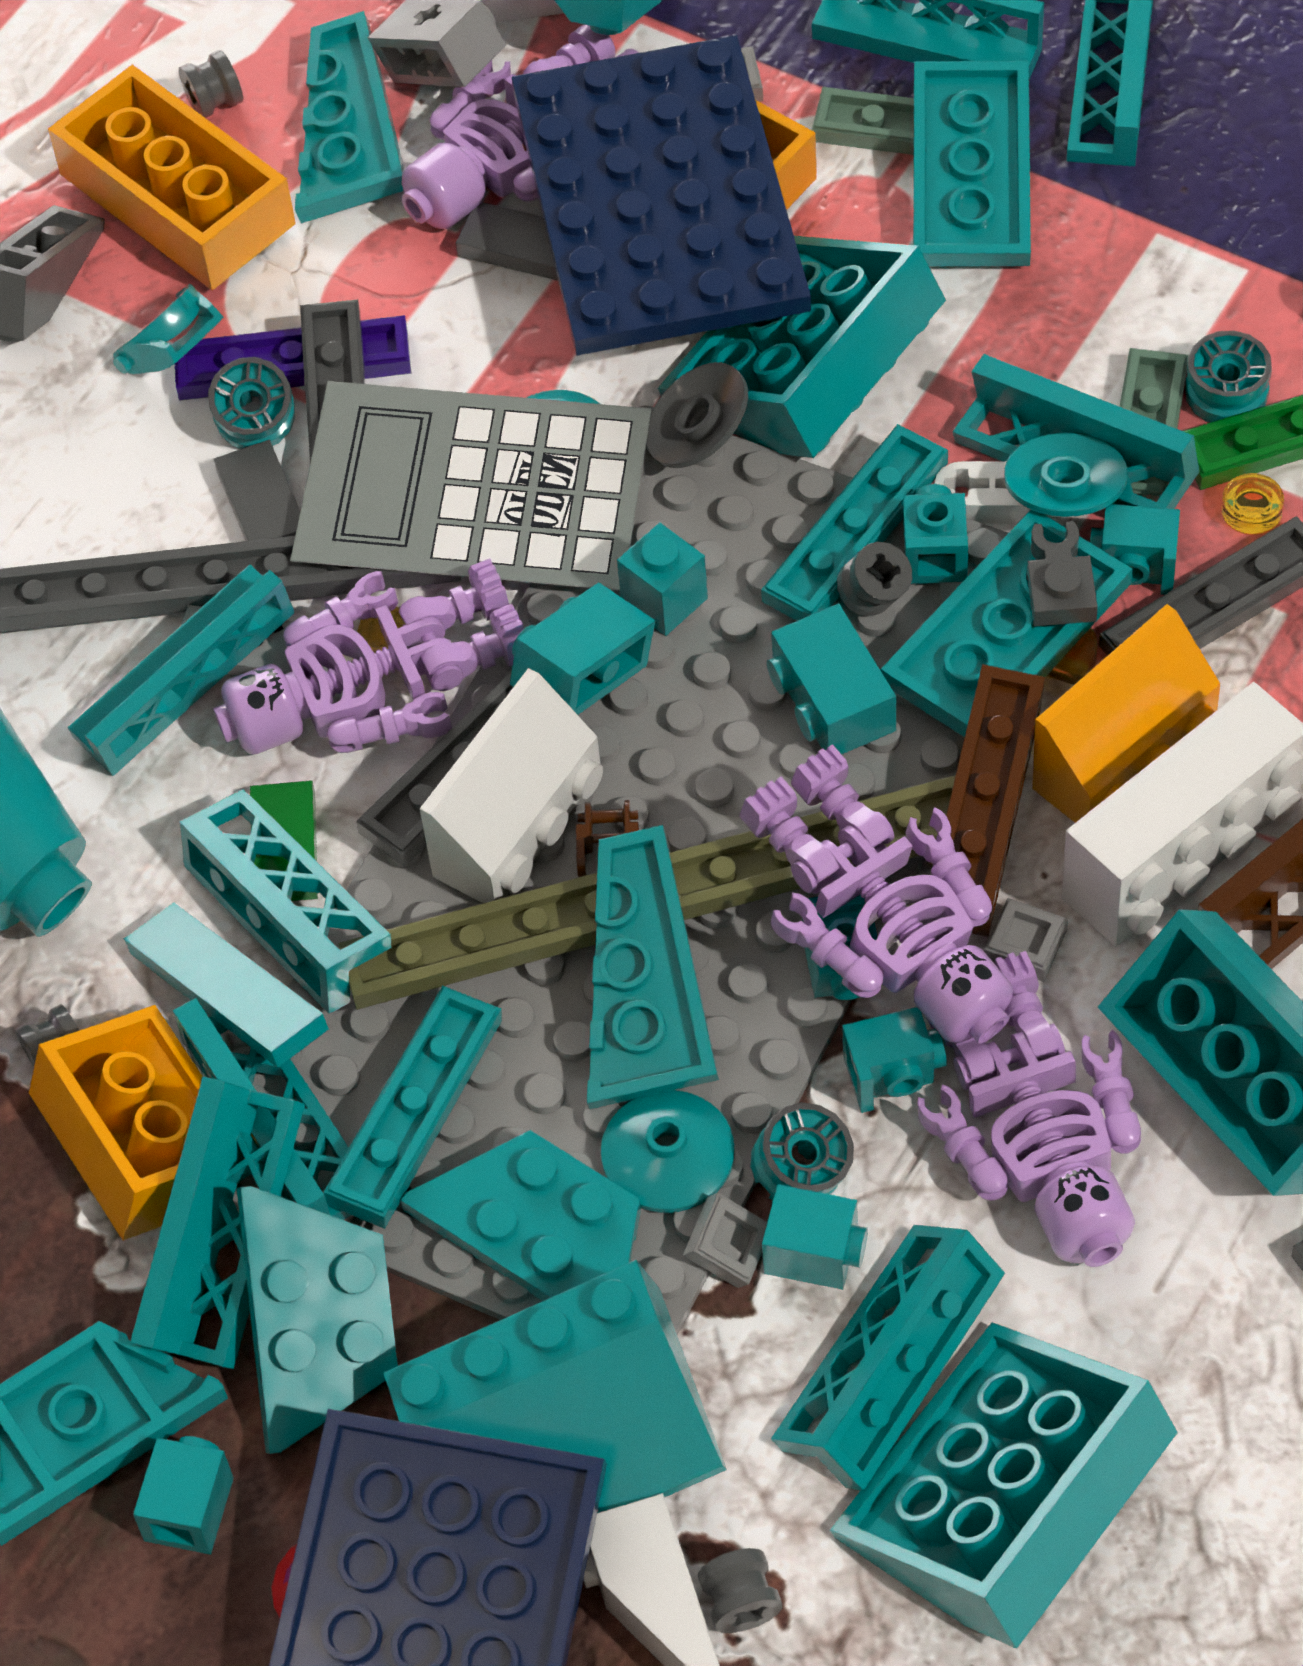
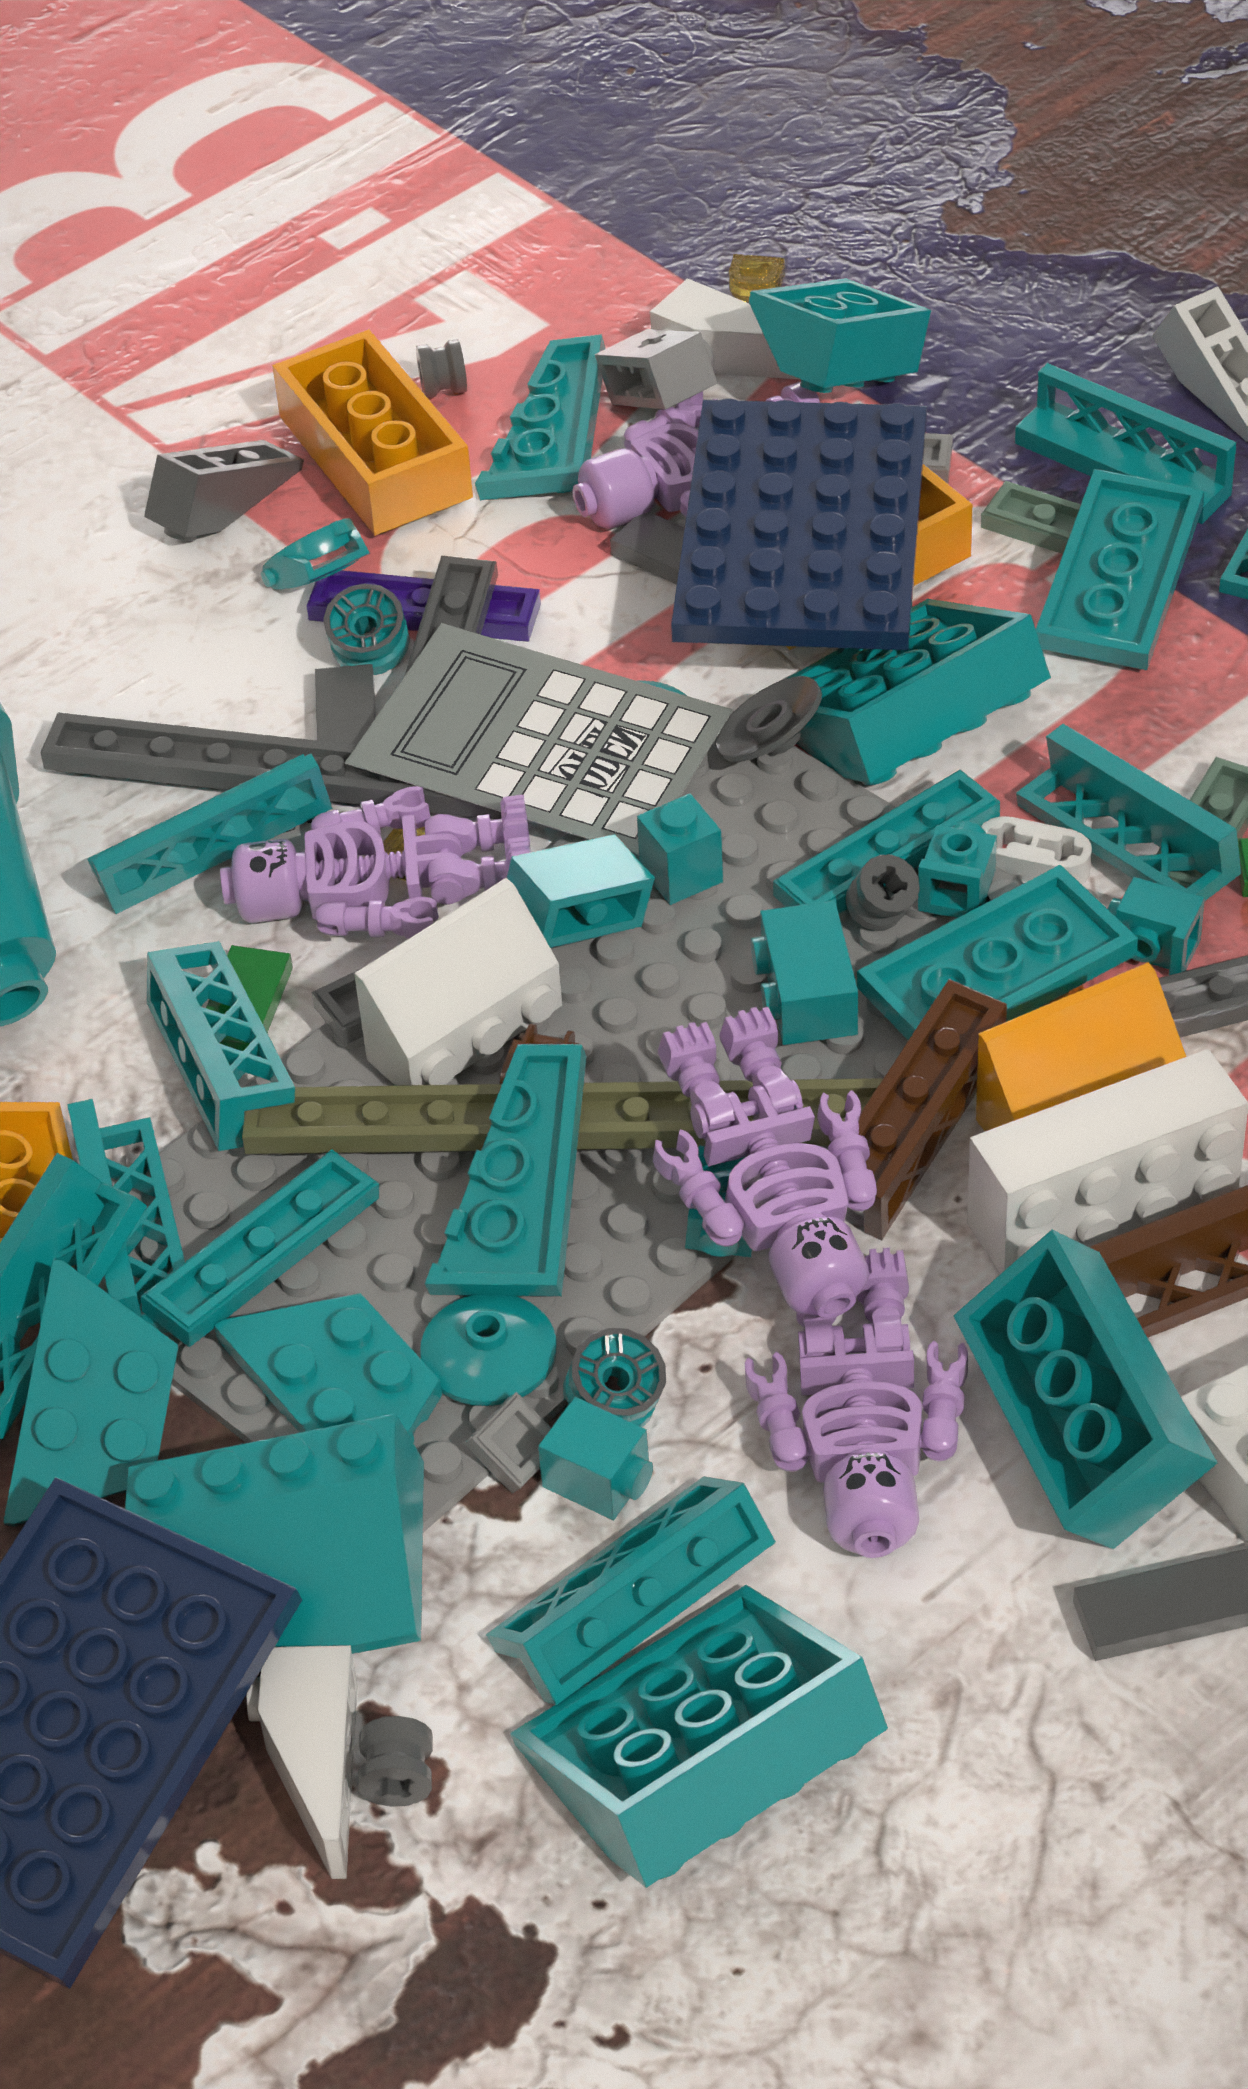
camera: 15 degrees right, 10 degrees down
(226, 984) = (133, 1102): tile -> none
(891, 1055) = (737, 1315): teal brick -> none
(1028, 930) = (925, 1245): light grey tile -> none
(1059, 581) = (1060, 930): dark grey plate -> none
(1065, 474) = (1104, 844): teal dish -> none

